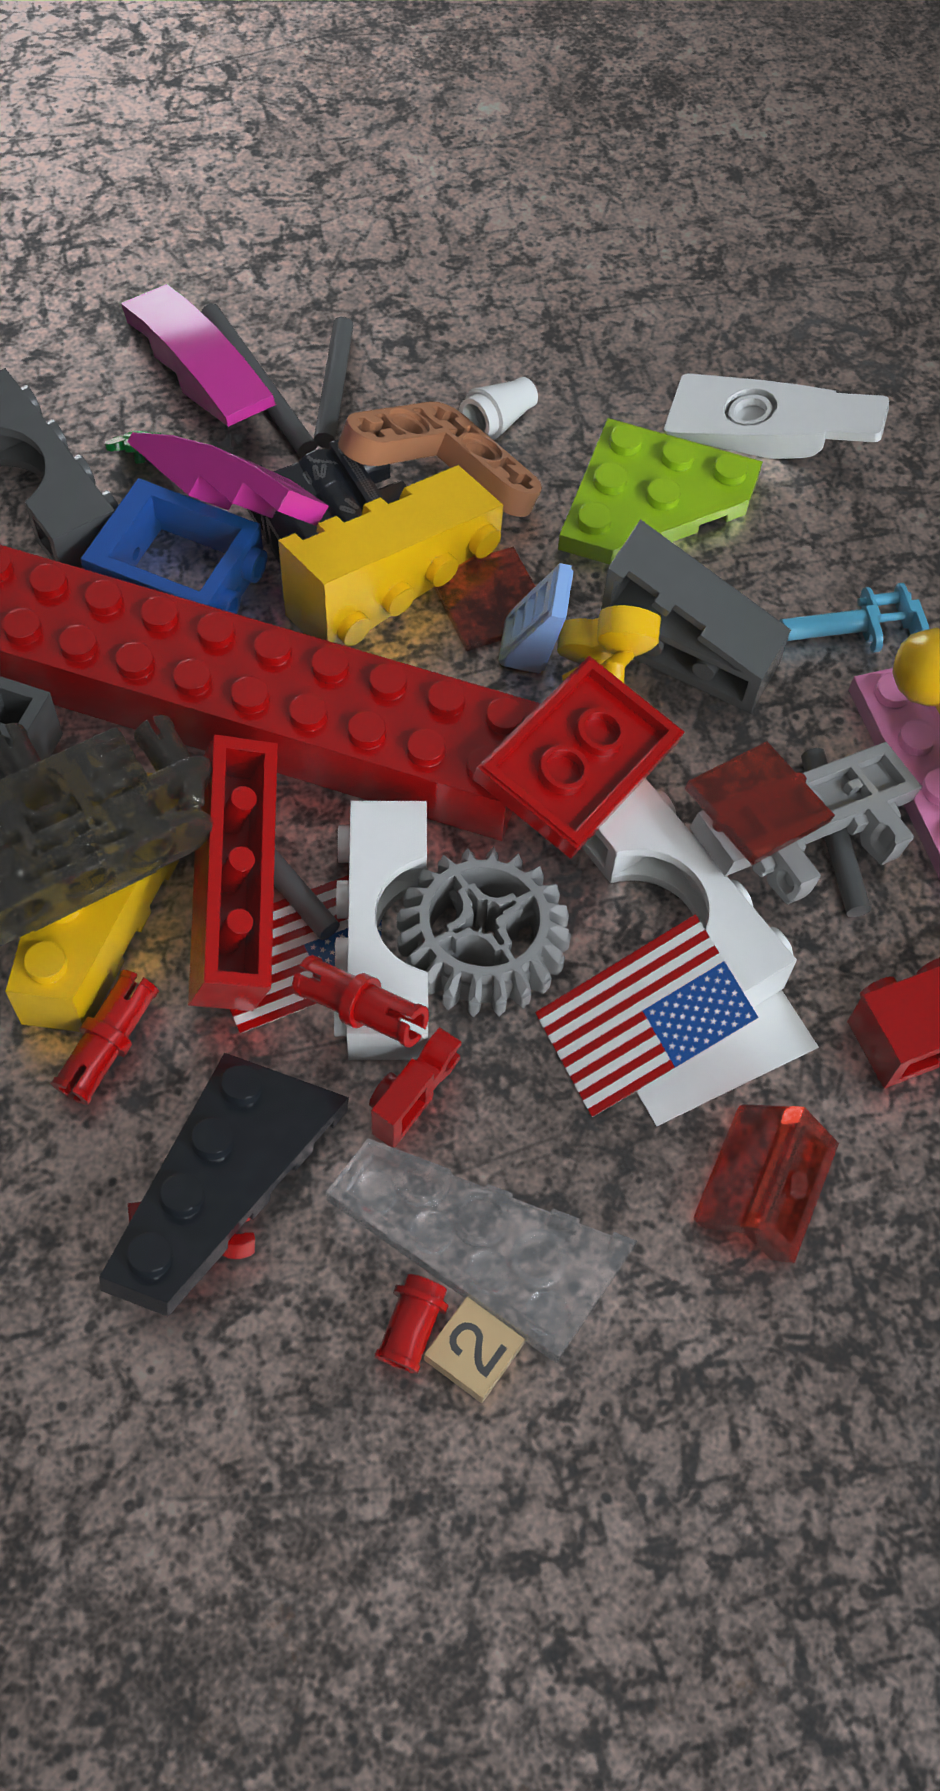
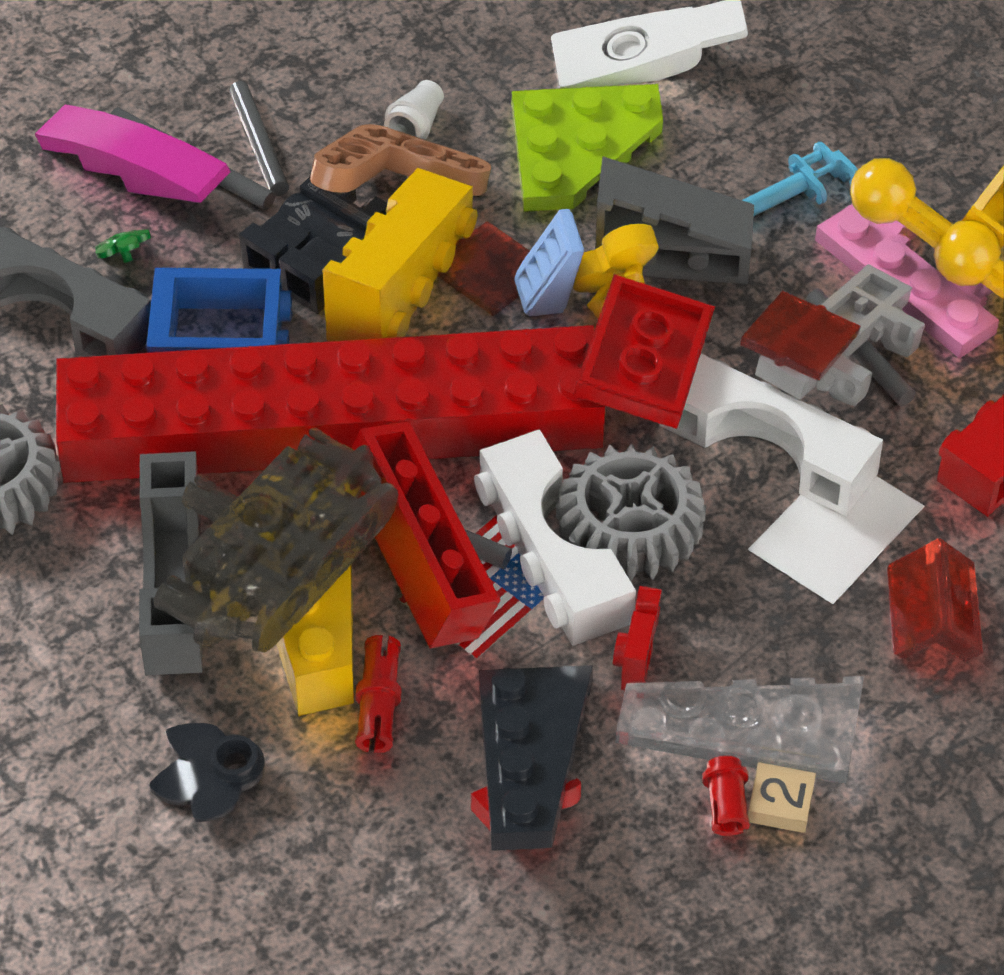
camera: 20 degrees left, 10 degrees down
(226, 478) = (225, 238): dark pink slope -> none
(360, 1001) = (576, 581): red pin -> none
(645, 1015) = (787, 524): sticker -> none

